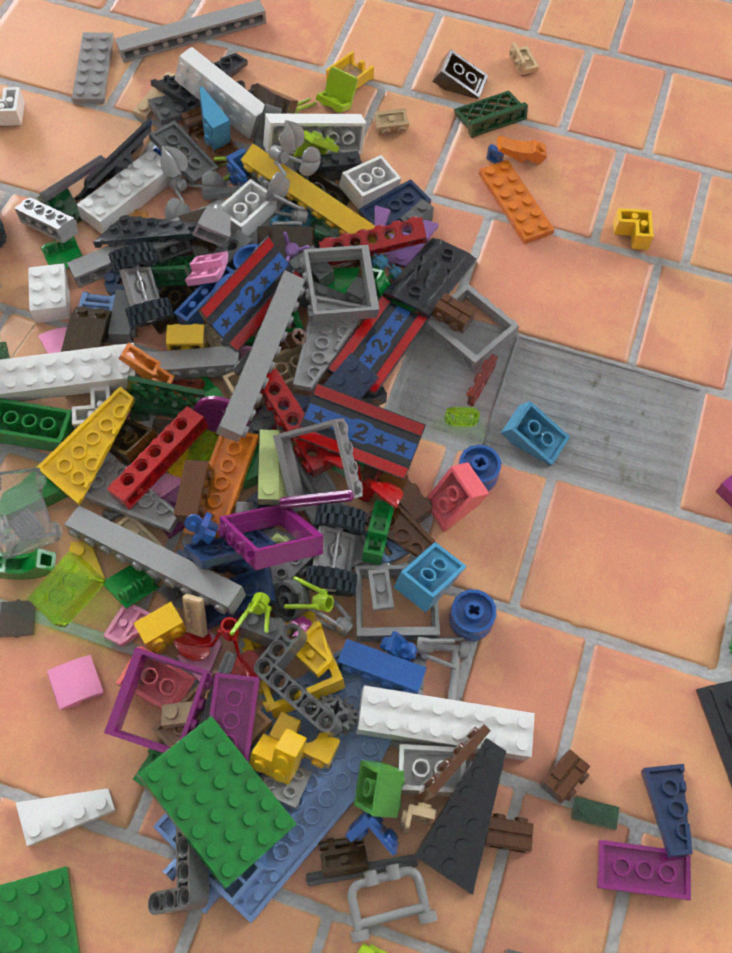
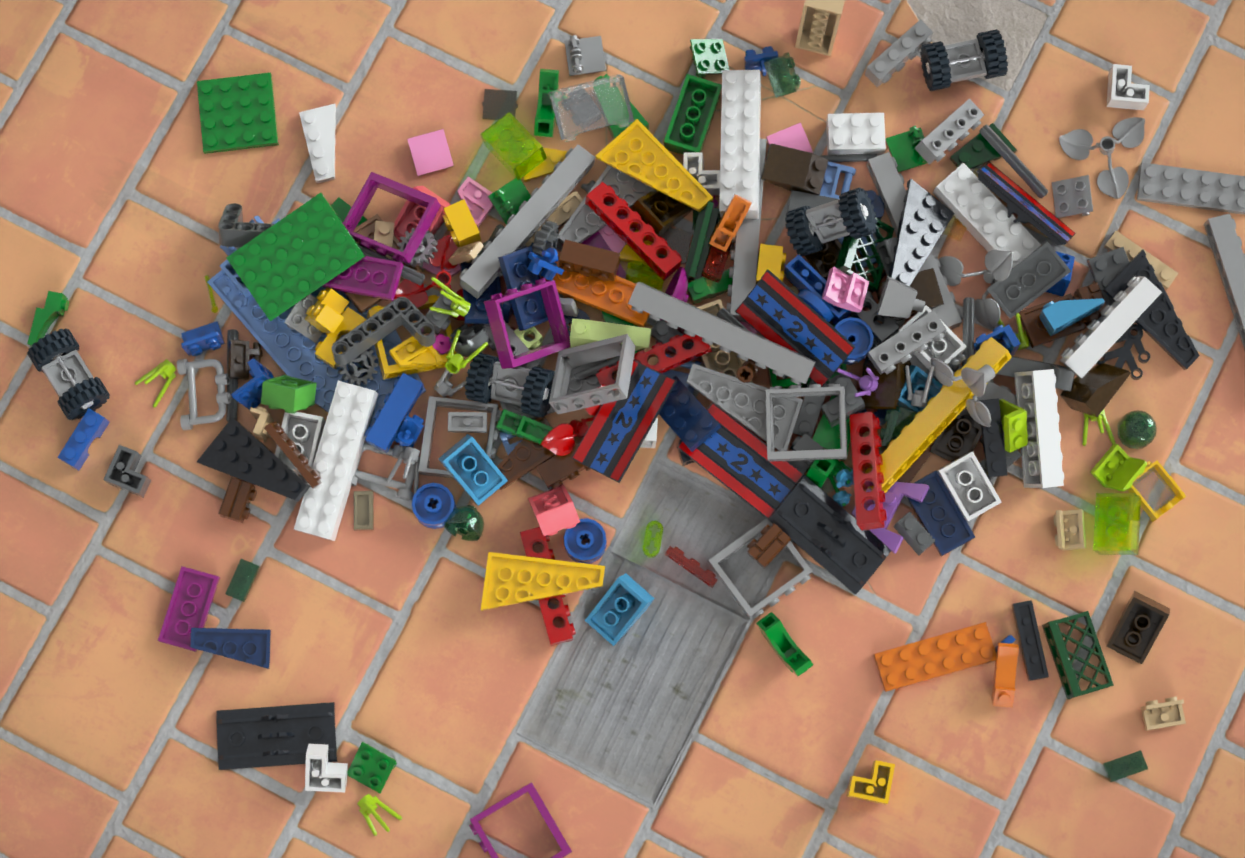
camera: 100 degrees right, 15 degrees up
(58, 141) = (1078, 146): none -> light grey plant
(72, 294) = (849, 158): none -> dark grey bar
(103, 138) = (1072, 197): none -> light grey hinge
(173, 536) = (546, 238): none -> dark grey gear
(186, 681) = (424, 250): none -> light grey gear
(253, 213) = (906, 342): none -> light grey brick
(281, 910) = (214, 309): none -> clear neon green hinge
(301, 86) = (1137, 429): none -> clear green cylinder
(316, 499) = (558, 369): magenta axle -> none
(321, 916) = (202, 339): none -> blue bracket
(383, 88) = (1117, 524): none -> clear neon green brick
(483, 141) = (1030, 640): none -> black plate
(484, 577) = (465, 522): none -> clear green cylinder
(488, 521) = (556, 635): none -> red brick
(489, 691) = (363, 510): none -> dark tan tile
(531, 510) = (525, 579): none -> yellow wing
(535, 303) = (783, 644): none -> green arch
(565, 776) = (275, 559): reddish brown brick -> none
(568, 81) = (1125, 766): none -> clear green plate

